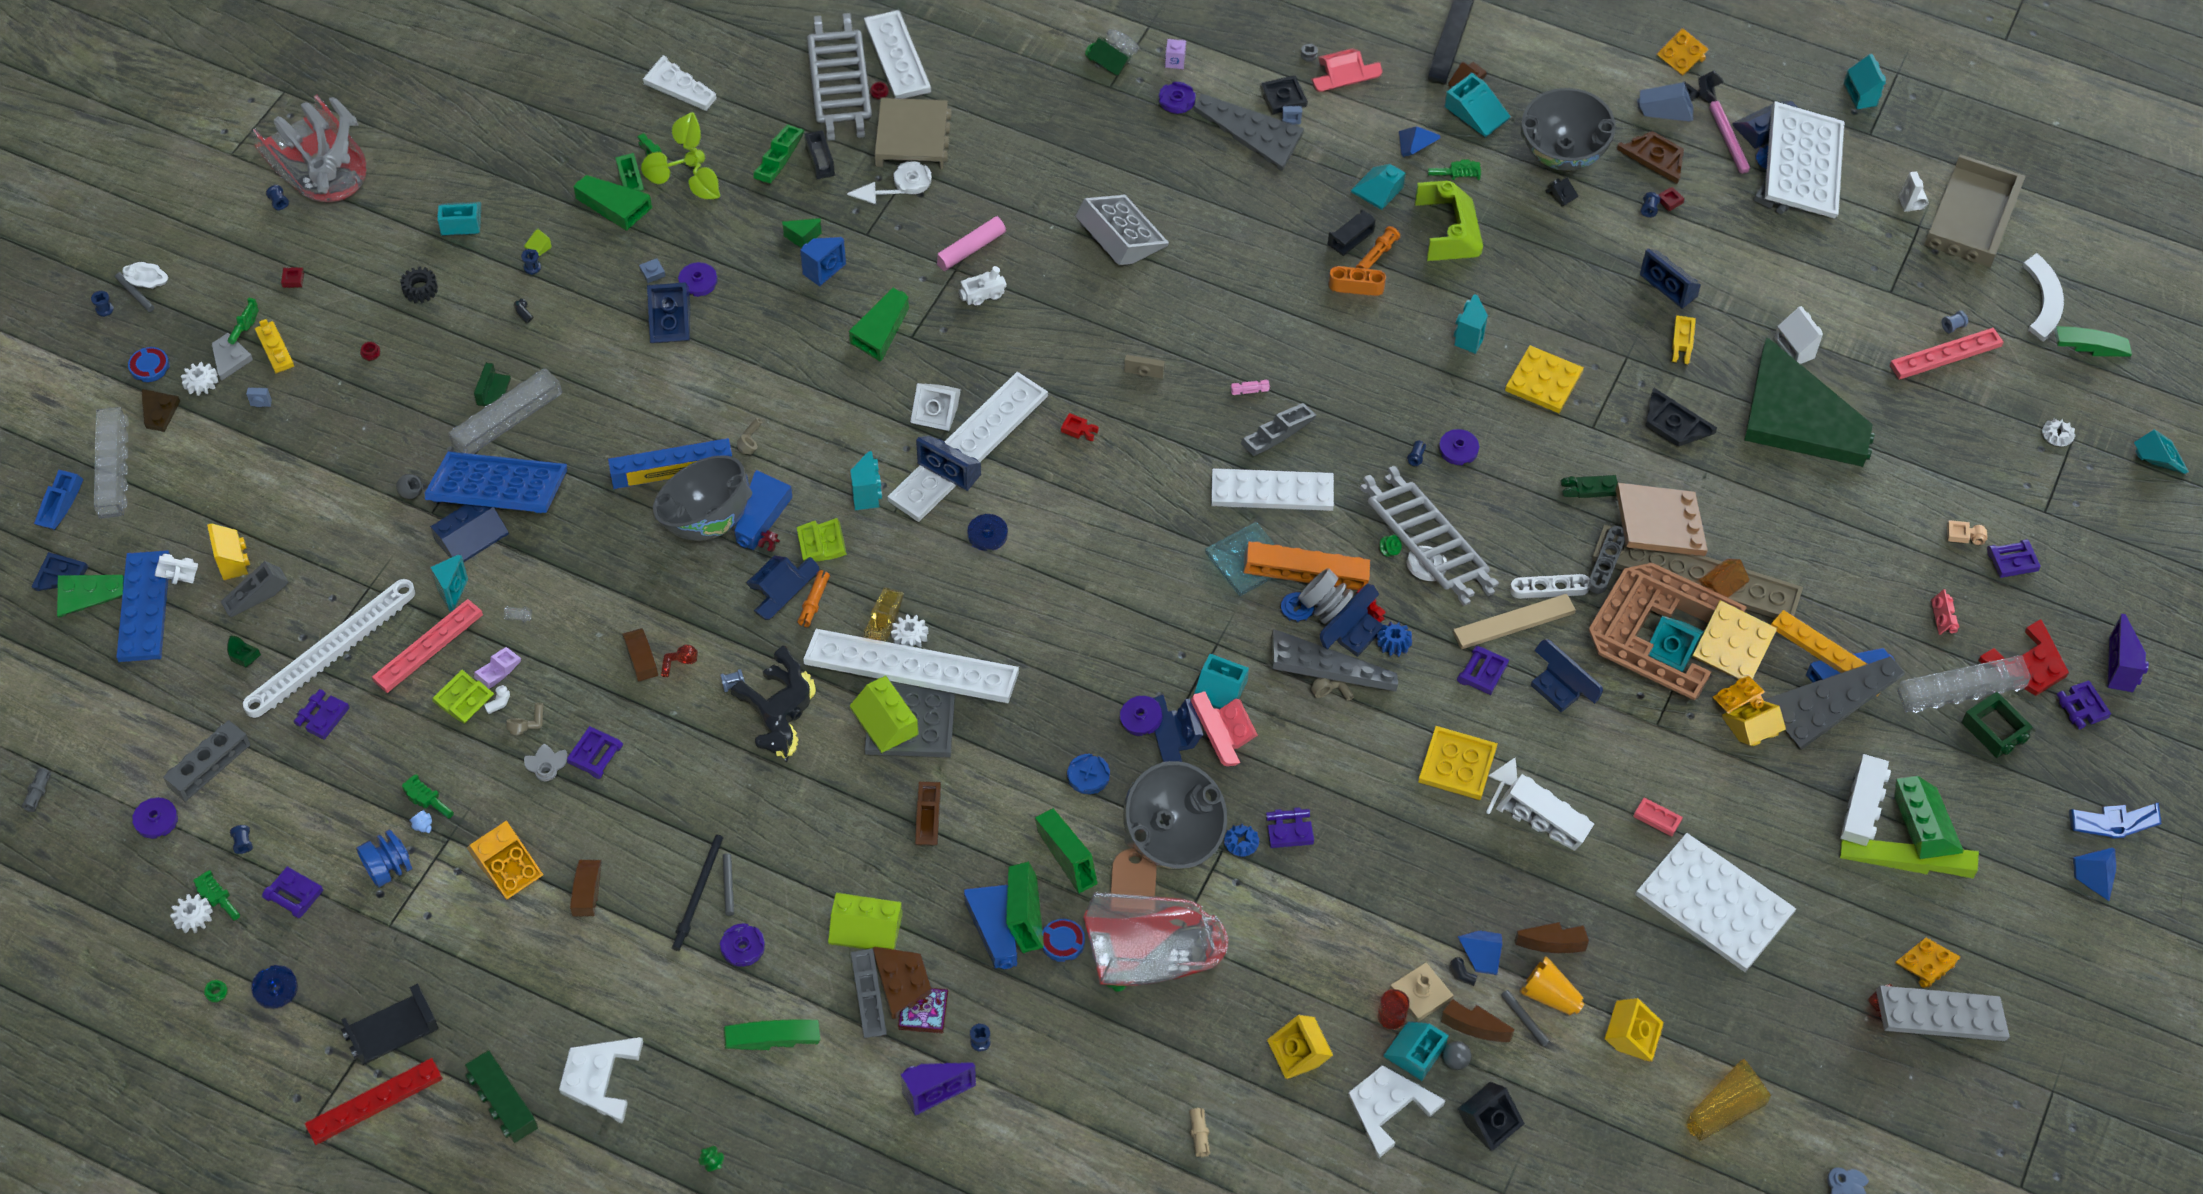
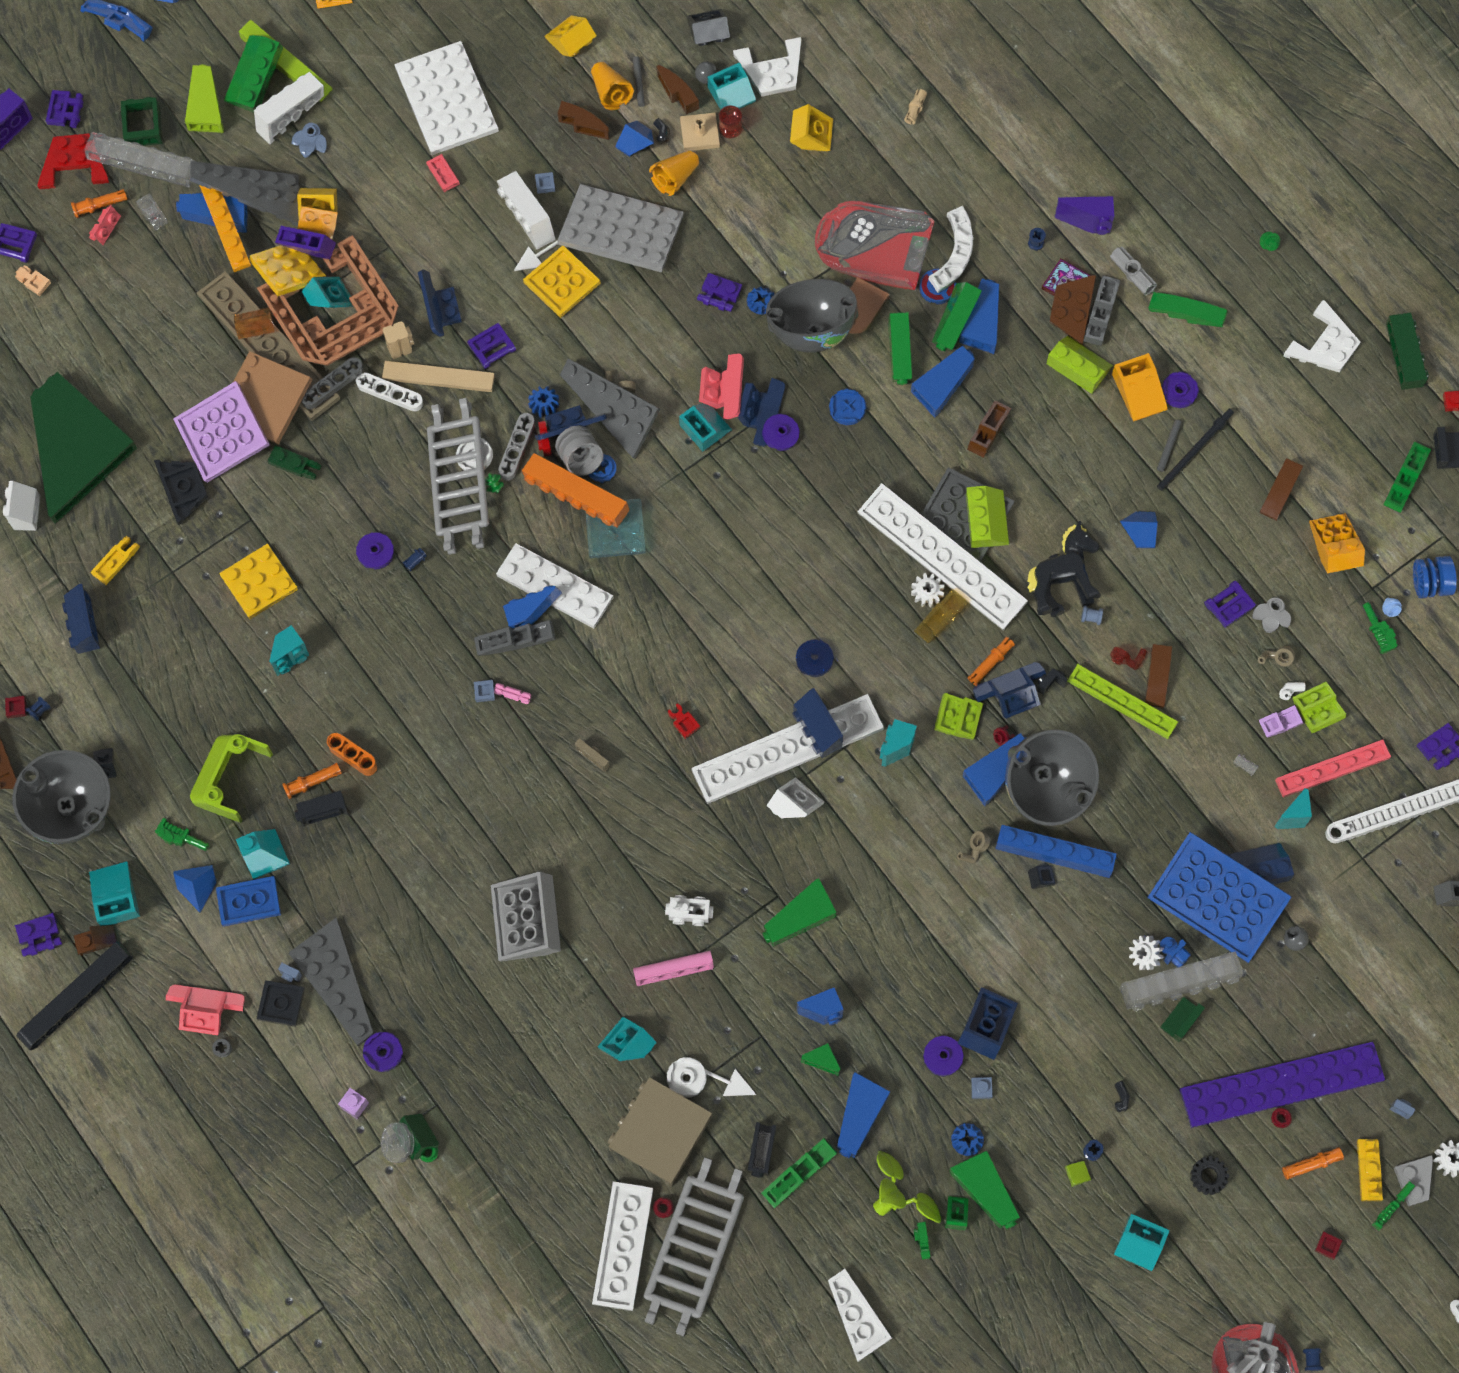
camera: 150 degrees left, 15 degrees up
(310, 340) = (1318, 1161): none -> orange pin
(377, 377) = (1282, 1084): none -> dark purple plate
(451, 963) = (1407, 477): none -> green slope
(519, 424) = (1175, 953): none -> blue hips
(547, 417) = (1148, 960): none -> white gear
(643, 236) = (961, 1146): none -> blue gear
(665, 617) = (1122, 701): none -> lime plate
(673, 440) = (1041, 877): none -> black slope
(721, 786) = (1141, 528): none -> blue slope
(745, 608) = (1047, 680): none -> black bracket
(748, 210) = (861, 1111): none -> blue slope
(788, 924) = (1140, 387): none -> light orange slope
(843, 1042) = (1140, 277): none -> light grey piece
(977, 178) = (627, 1041): none -> teal slope
(1003, 836) = (942, 381): none -> blue slope
(1056, 986) = (961, 252): none -> white tile
(1276, 376) = (484, 691): none -> sand blue plate
(1284, 448) = (531, 607): none -> blue slope
(1363, 148) = (248, 901): none -> blue plate
(1392, 591) = (516, 446): none -> light grey beam
(1417, 924) = (673, 171): none -> light orange cone
(1434, 842) = (620, 228): none -> light grey plate
(1519, 67) = (37, 929): none -> dark purple plate
(1546, 855) = (545, 182): none -> sand blue plate
(1575, 623) = (398, 339): none -> tan brick
(1675, 472) = (221, 431): none -> lavender plate
(1730, 666) = (306, 242): none -> dark purple slope
(1818, 789) = (309, 142): none -> sand blue plate
(1910, 642) = (151, 212): none -> clear leg
(1954, 774) = (203, 106): none -> lime slope
(1973, 624) = (90, 205): none -> orange pin

